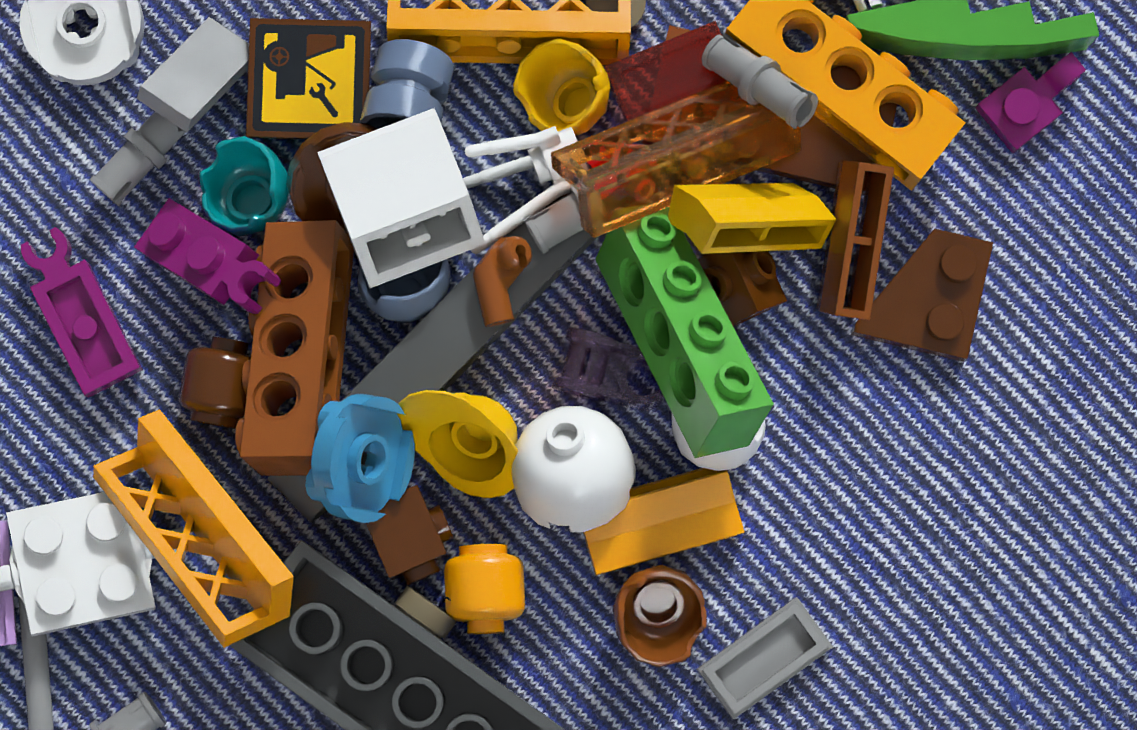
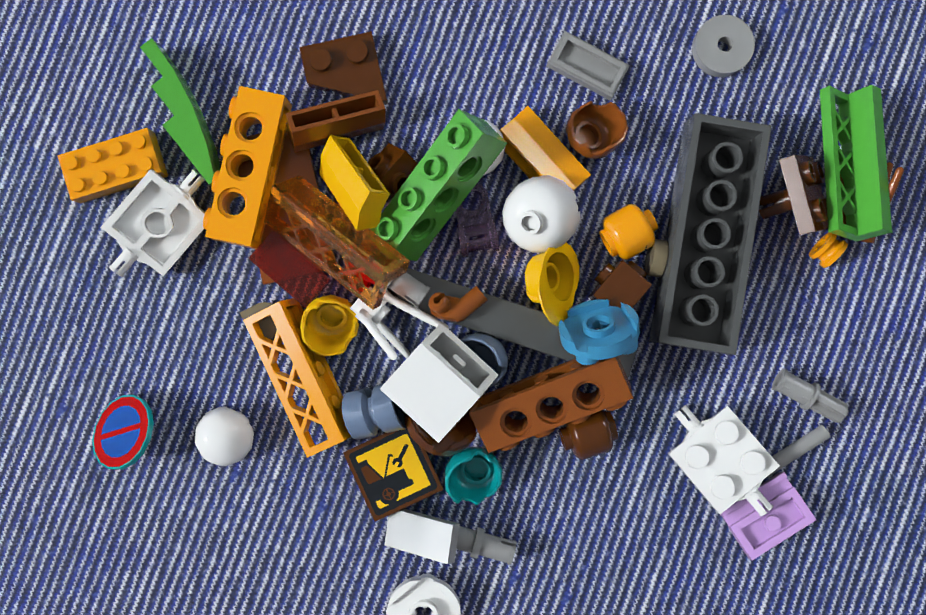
camera: 110 degrees left, 5 degrees up
(81, 318) = (589, 529): magenta plate -> none
(204, 256) = (523, 477): magenta plate -> none
(213, 517) = (670, 396): light orange fence -> none
(759, 80) = (272, 211): light grey pin -> none
(1025, 105) = (211, 66): magenta plate -> none

